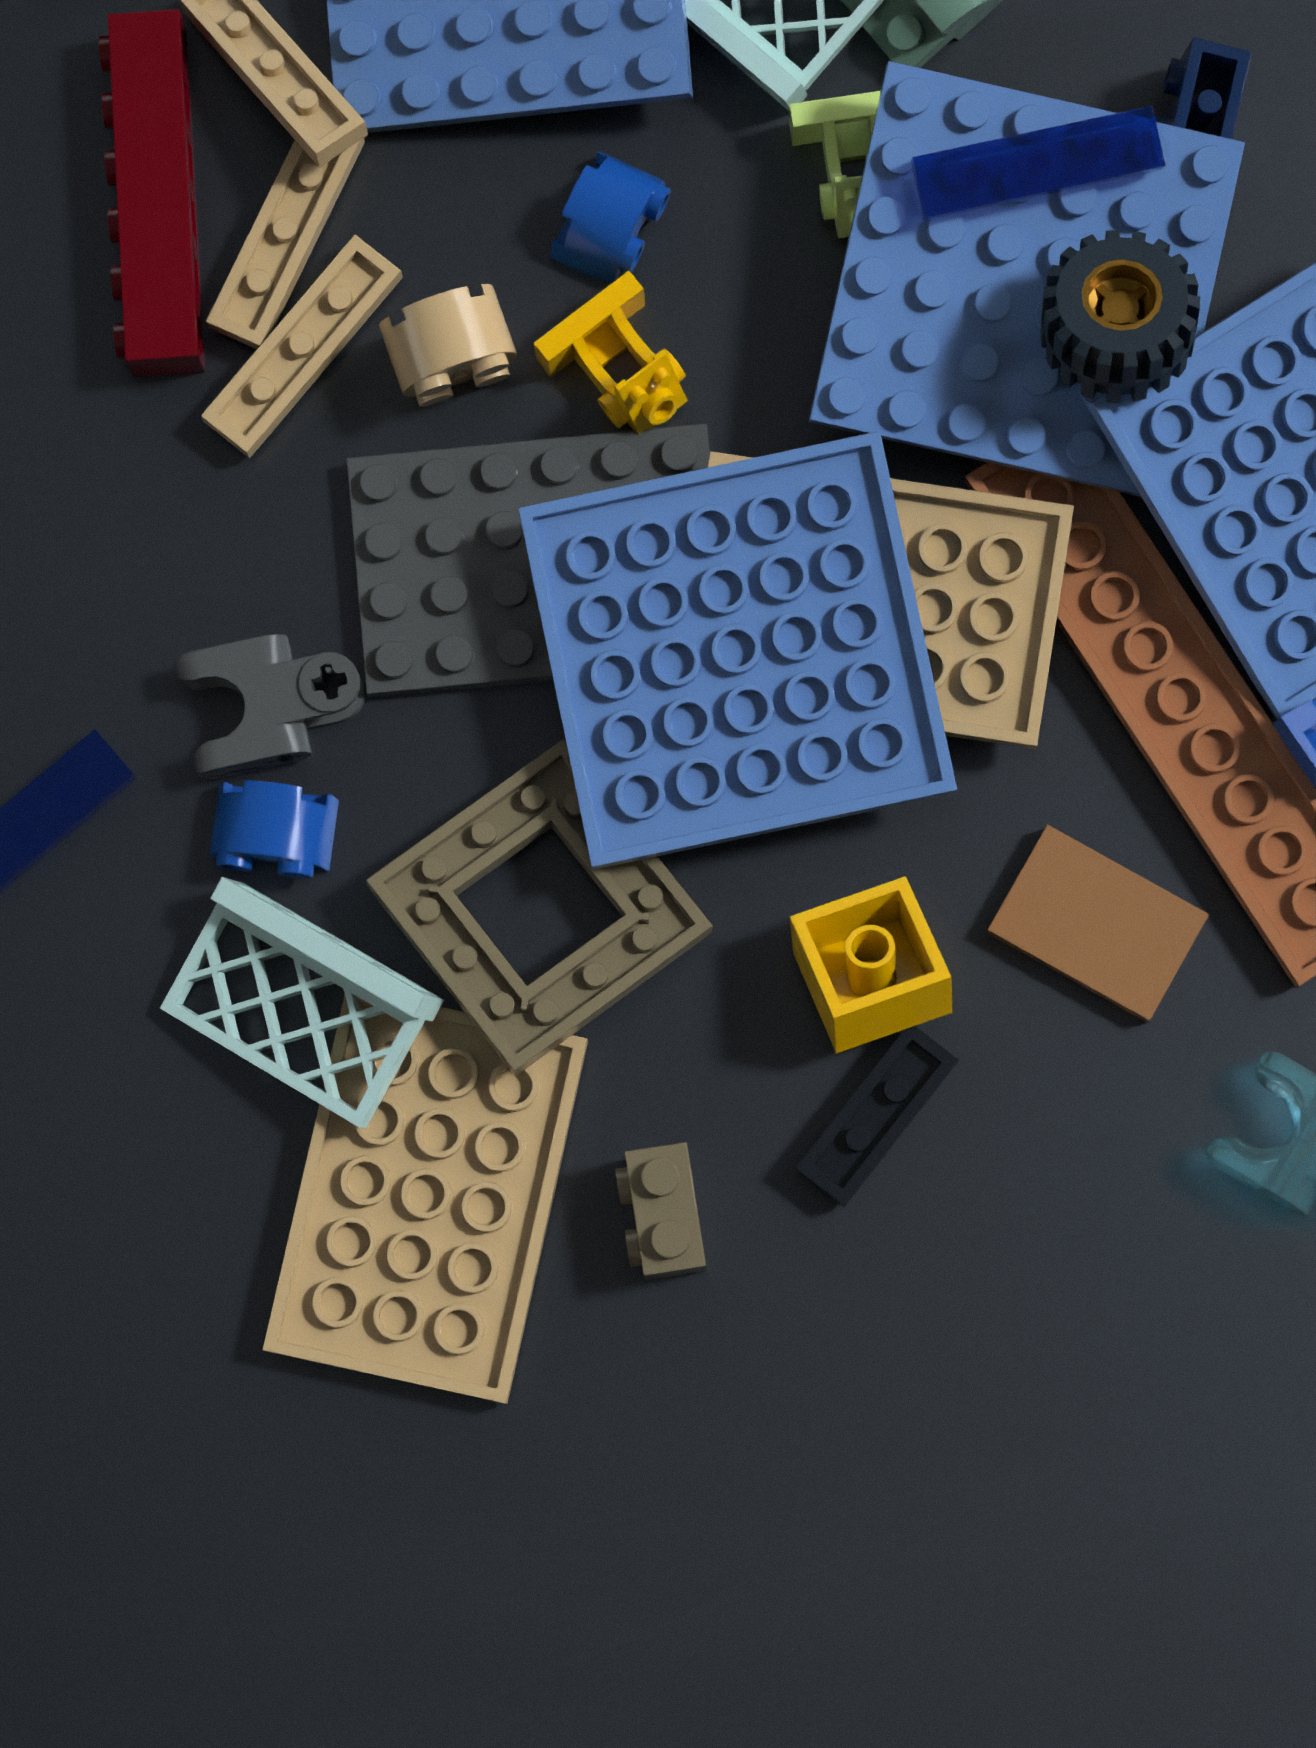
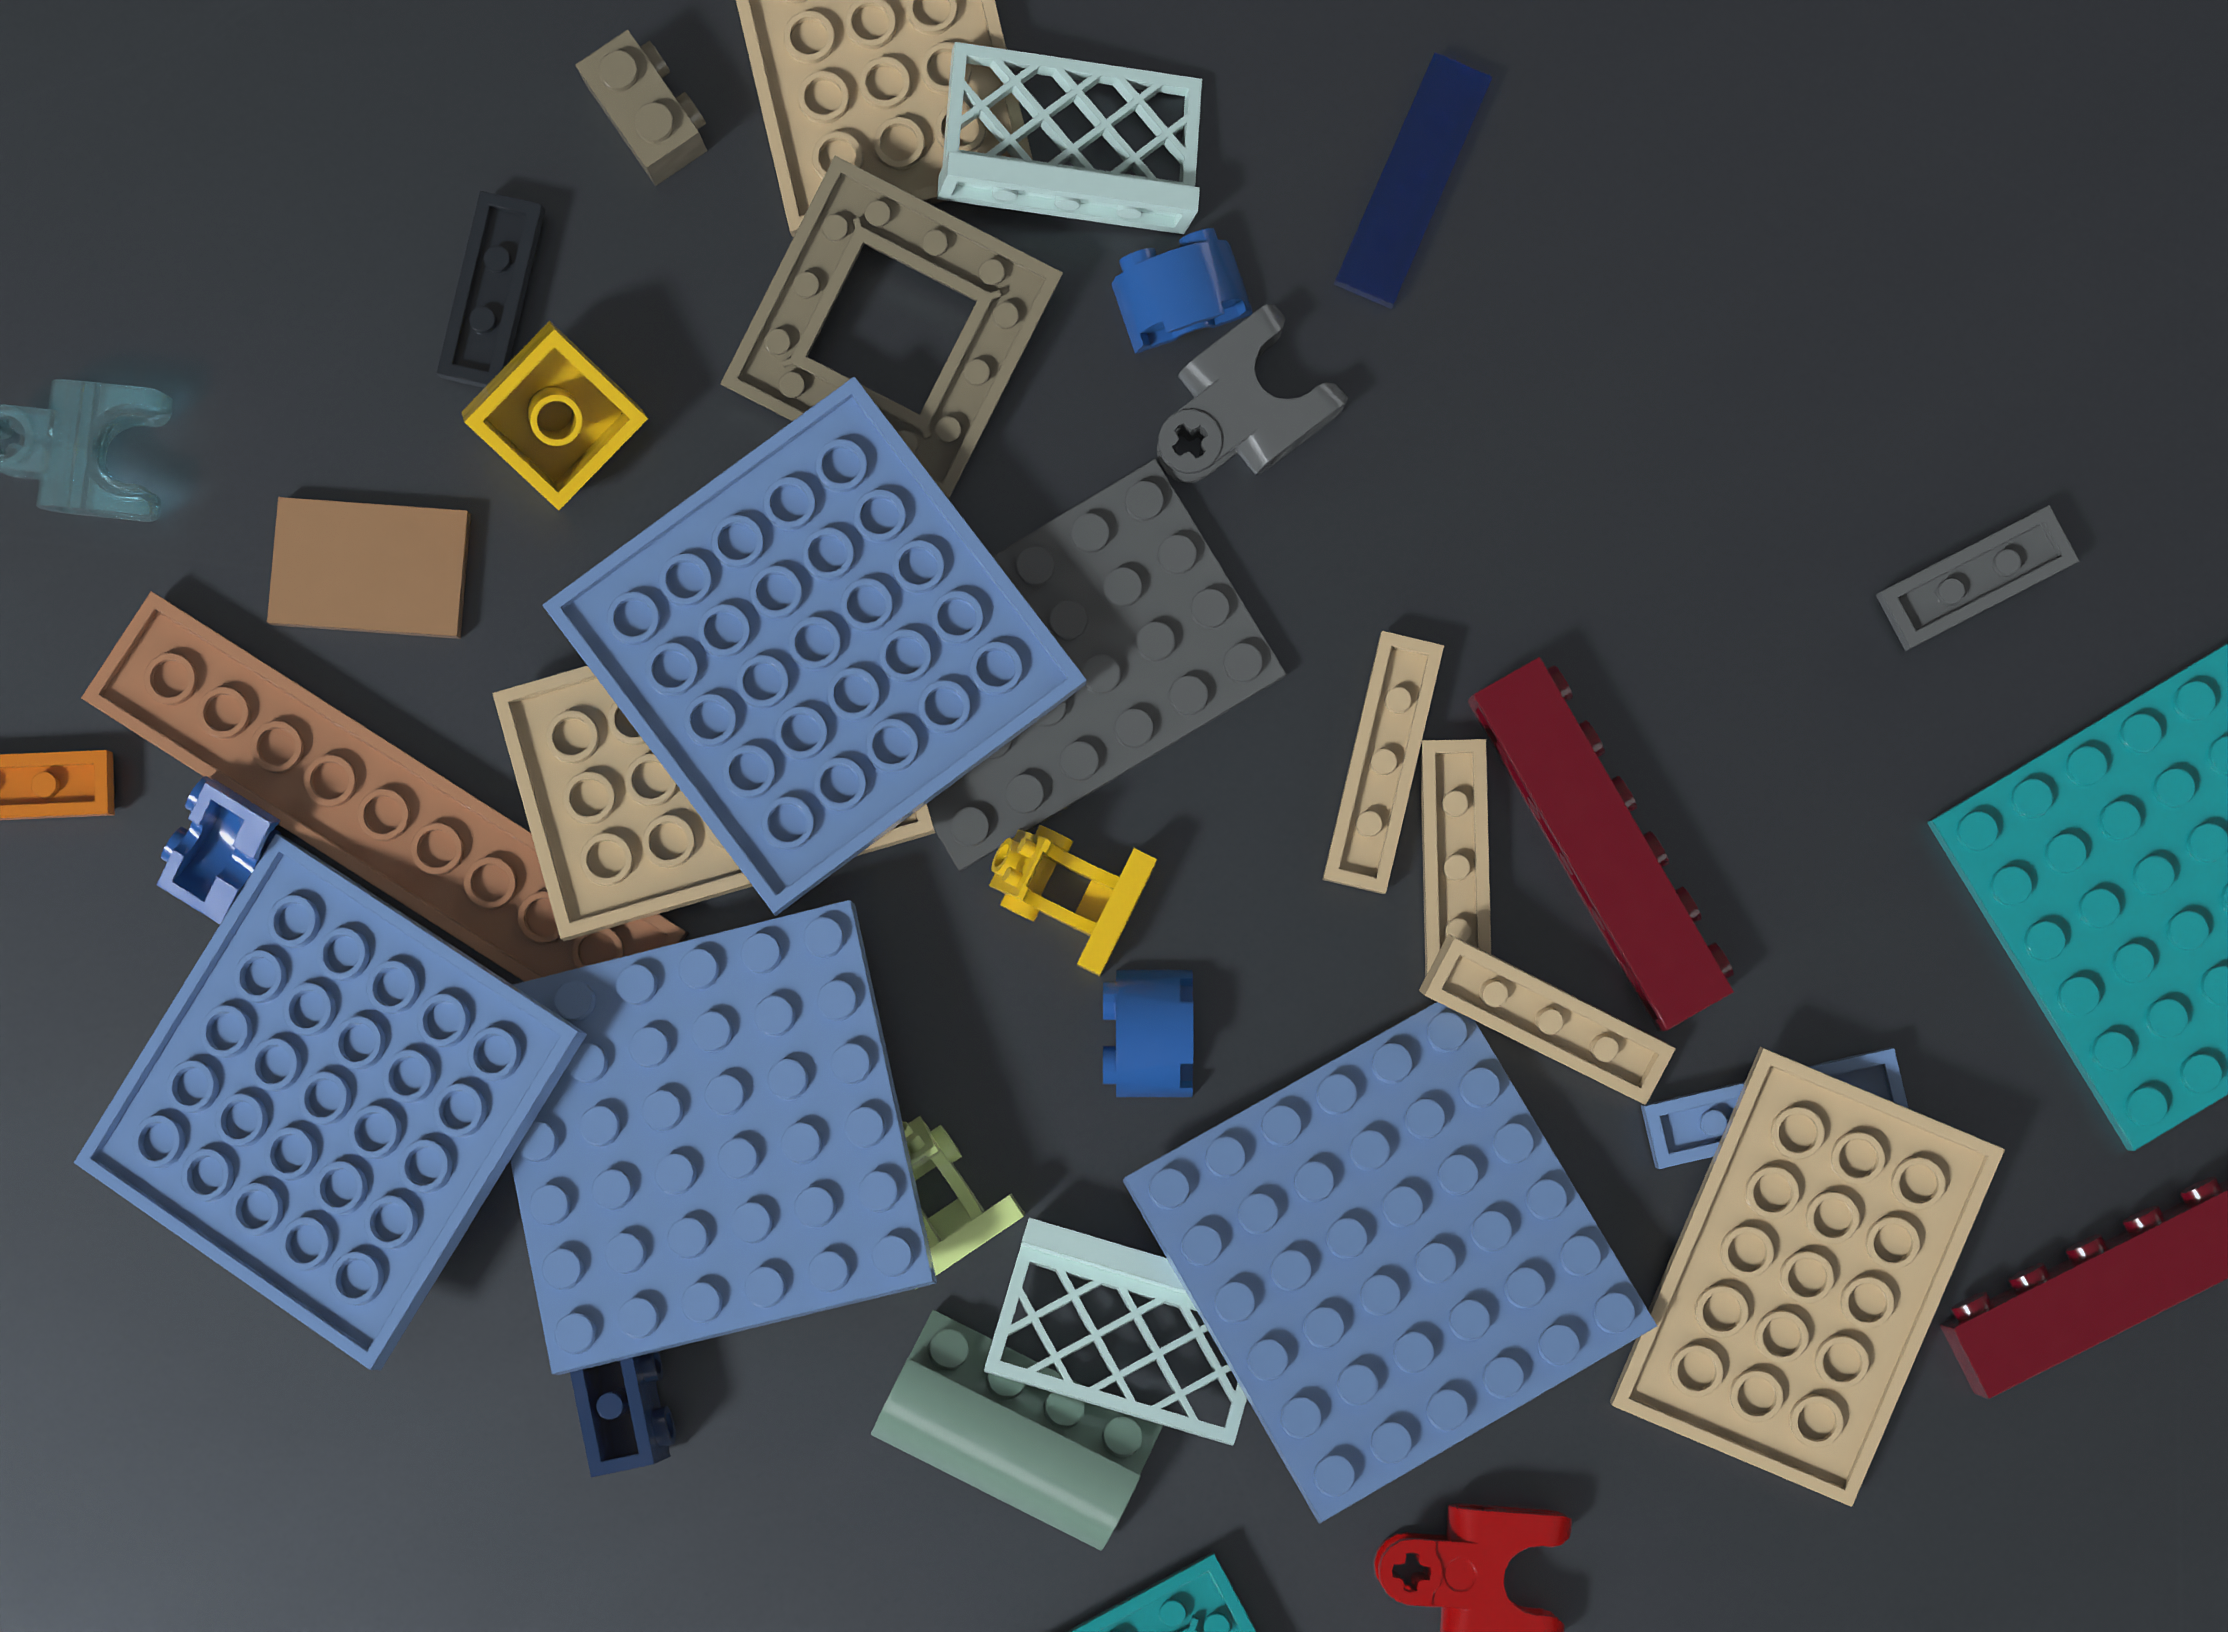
camera: 150 degrees right, 5 degrees up
(449, 343) = (1237, 820): tan brick -> none
(1037, 163) = (737, 1245): clear blue tile -> none
(1119, 316) = (584, 1121): black wheel -> none

